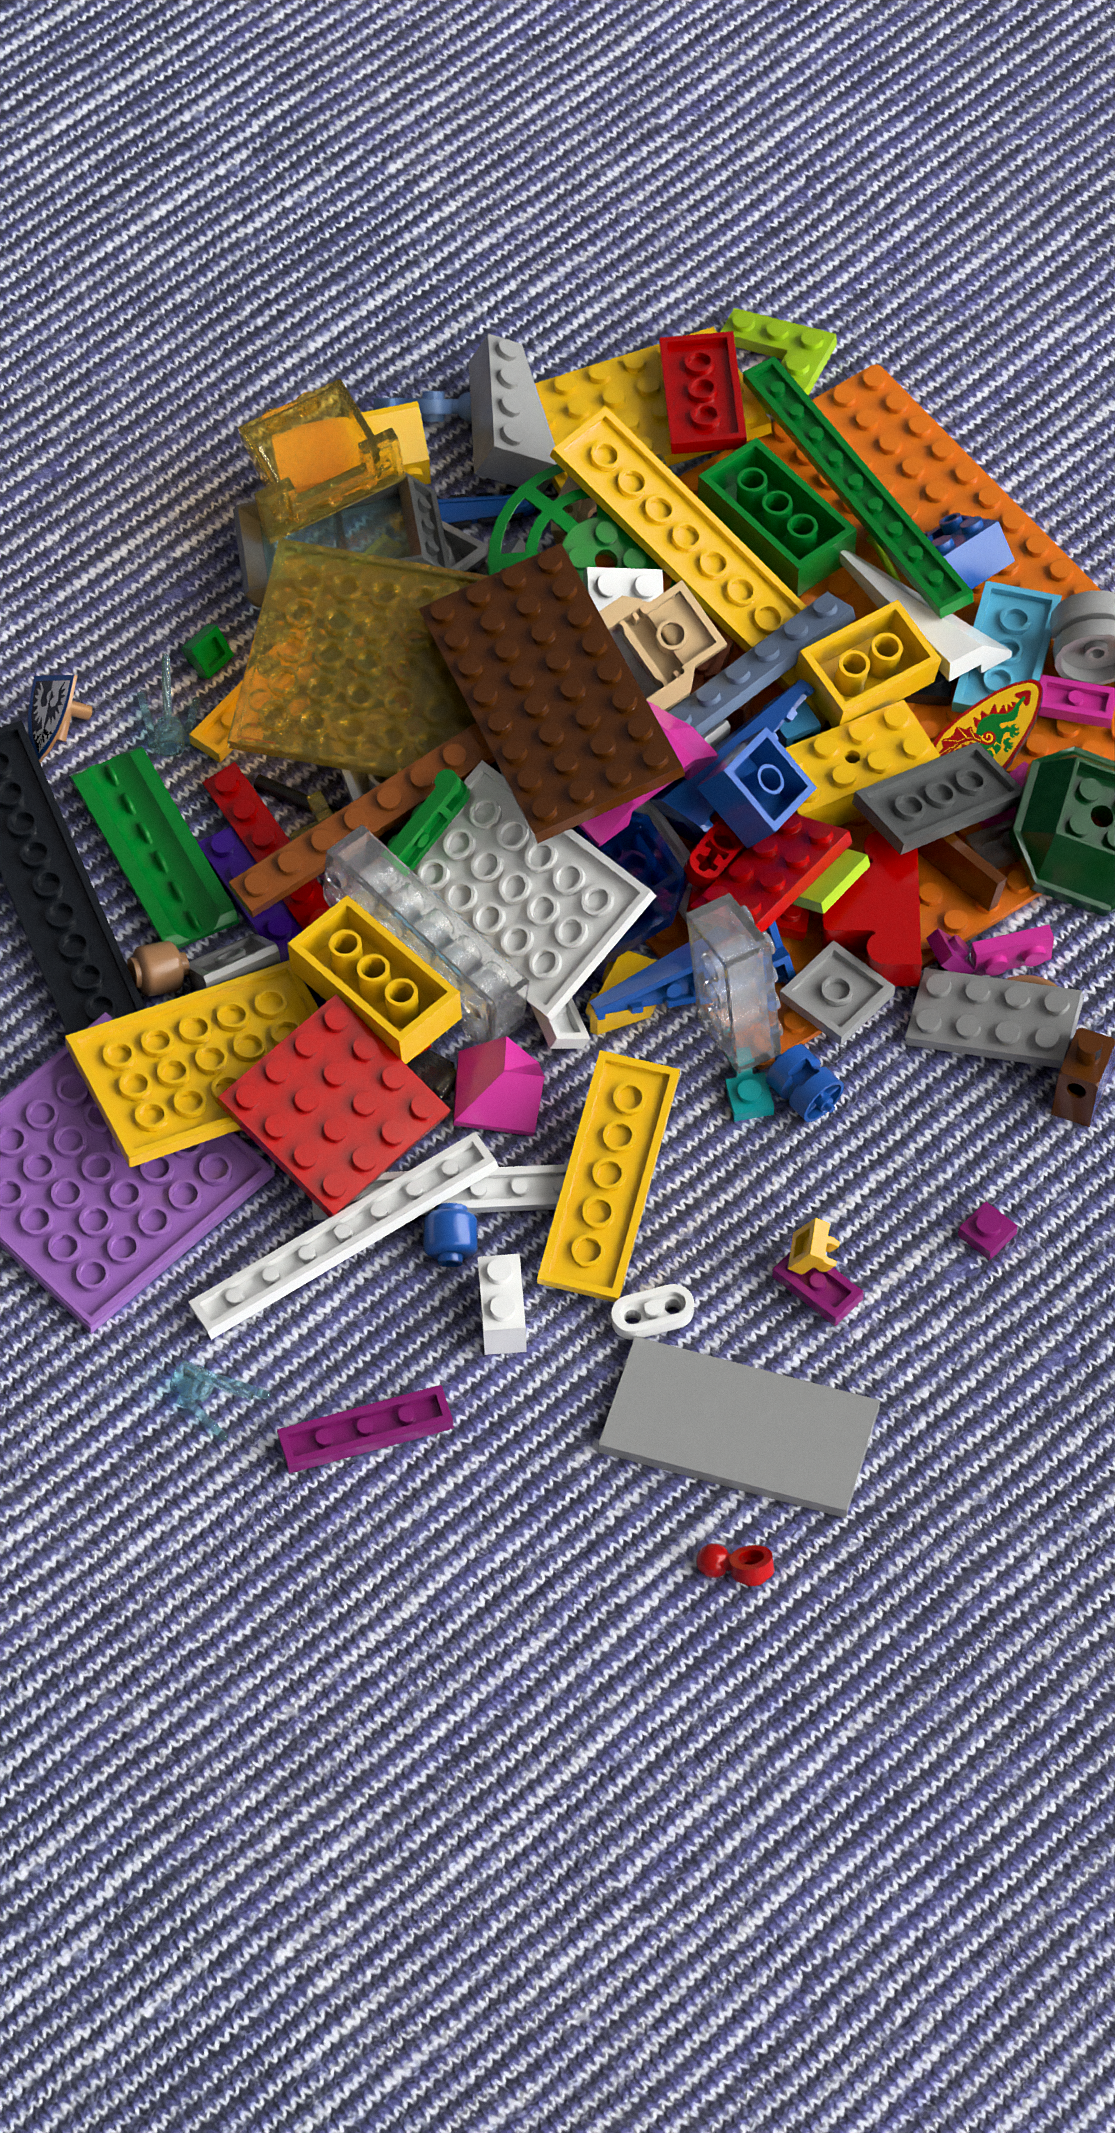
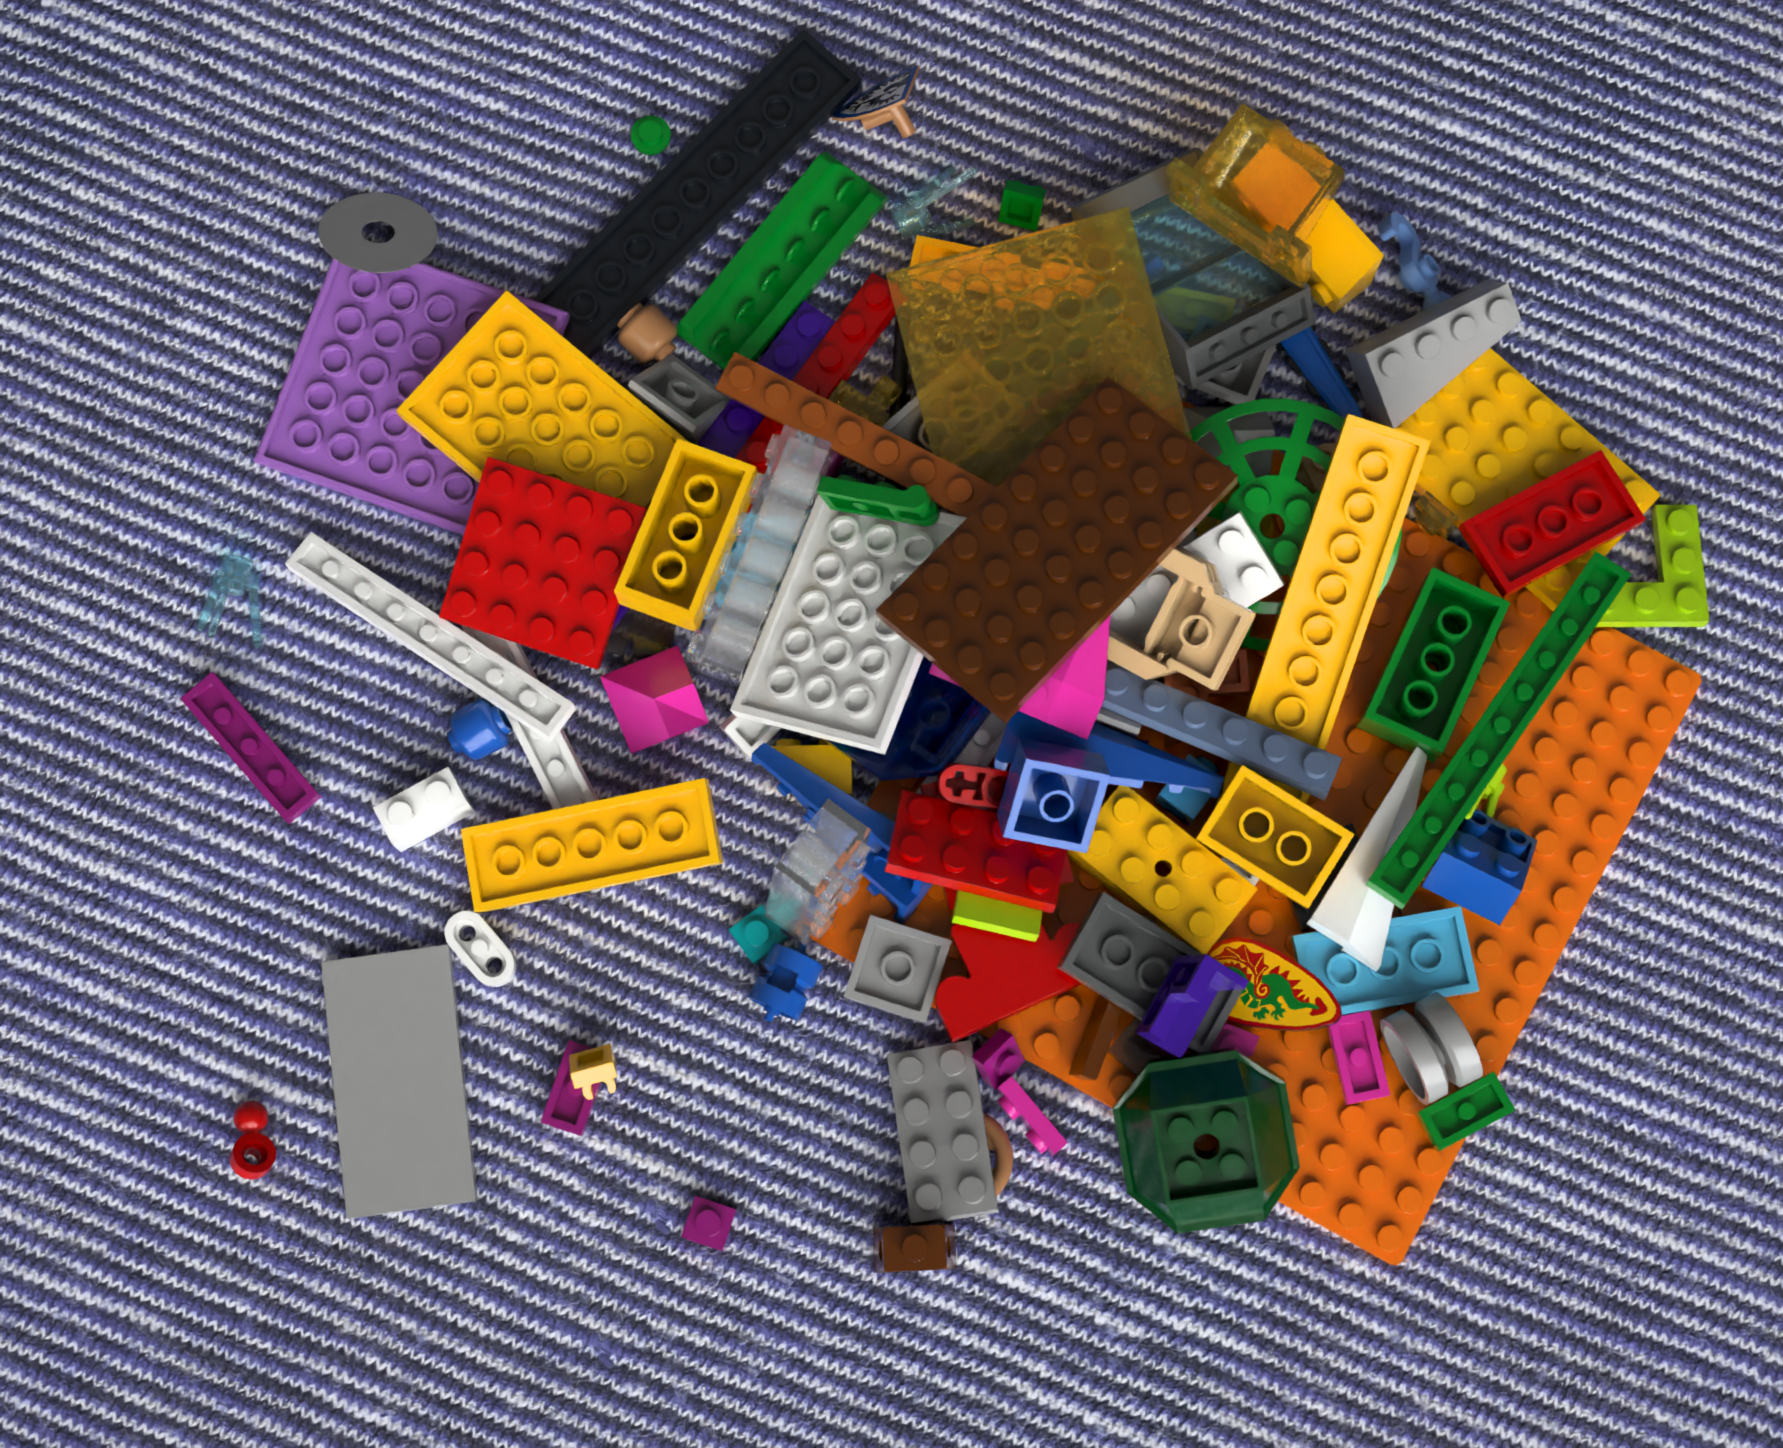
camera: 65 degrees right, 20 degrees up
(962, 771) = (1185, 1001): none -> dark purple panel

